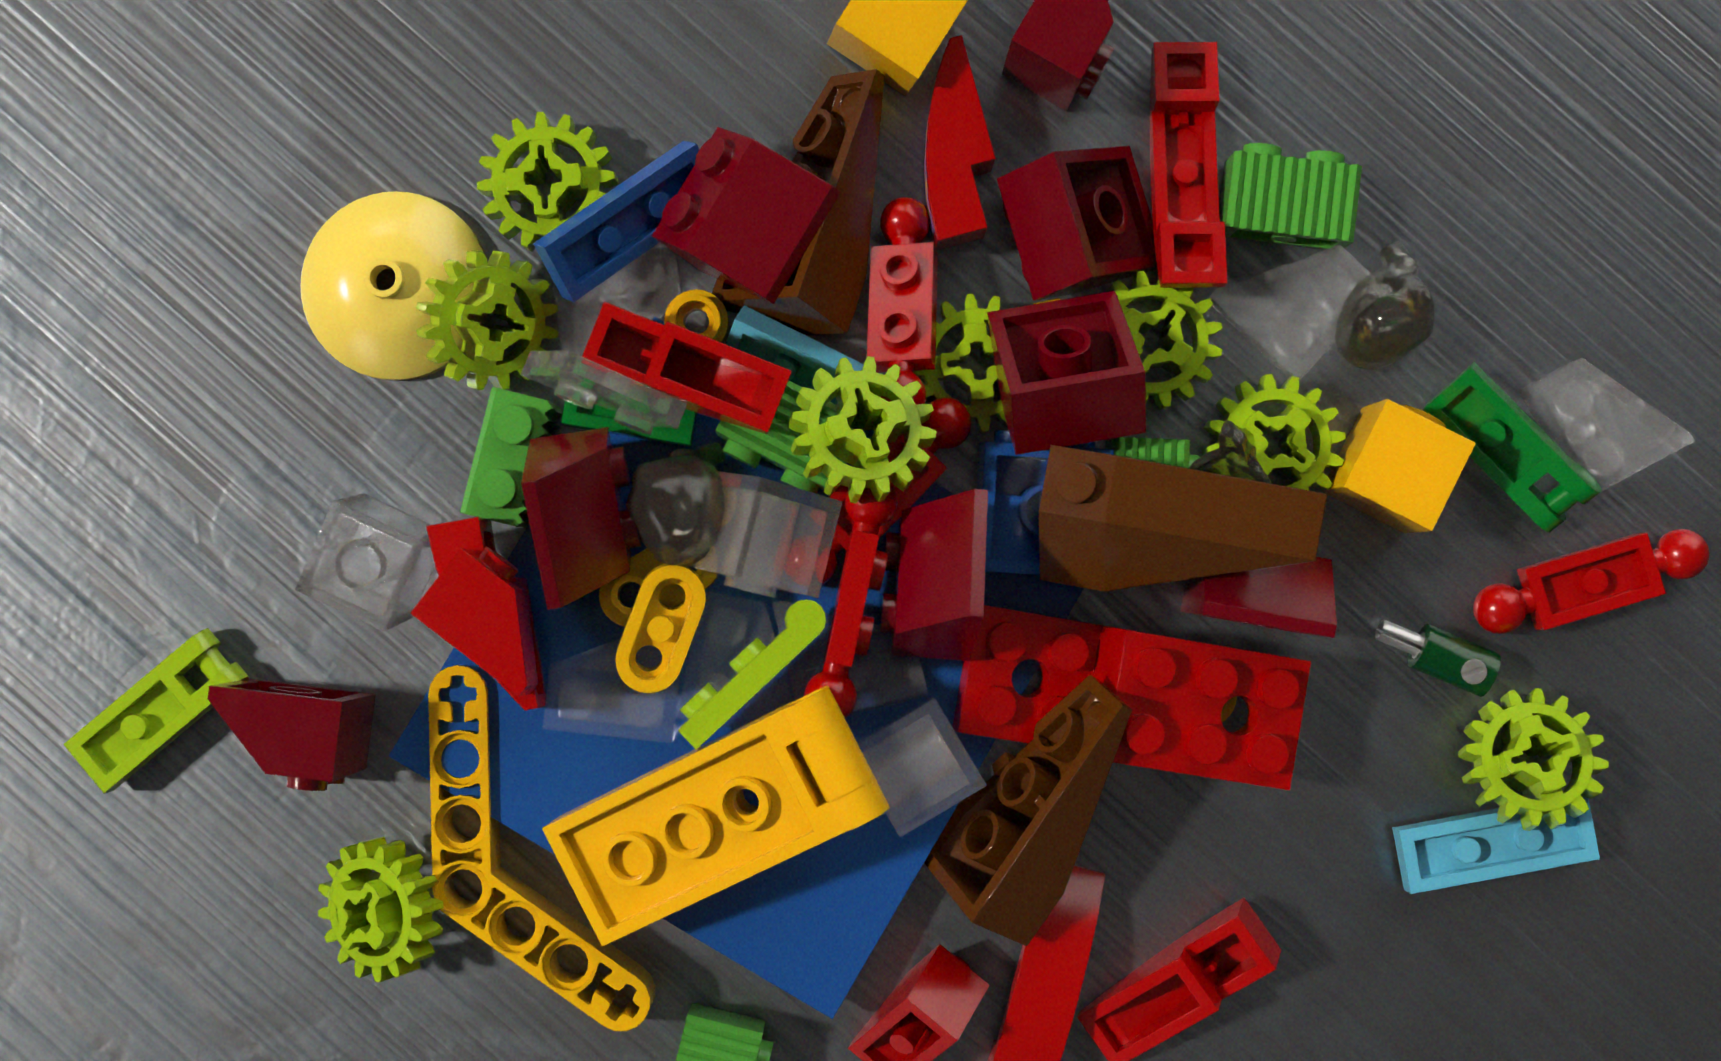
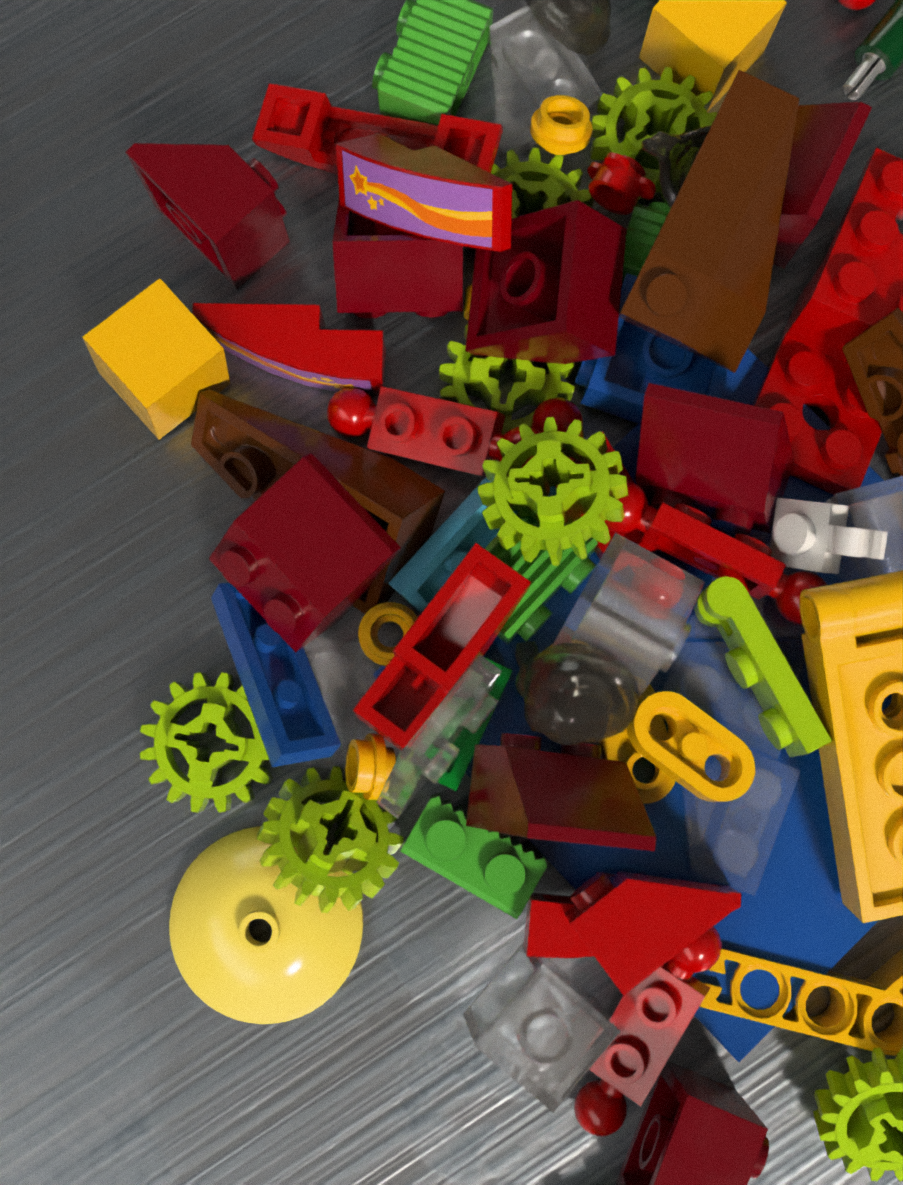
camera: 75 degrees left, 5 degrees down
(392, 662) = (650, 1027): none -> red plate
(562, 333) = (368, 765): none -> yellow plate
(887, 690) = (816, 536): none -> white plate
(1129, 224) = (424, 193): none -> slope
(1202, 416) = (619, 183): none -> red plate
(1261, 344) = (561, 125): none -> yellow plate

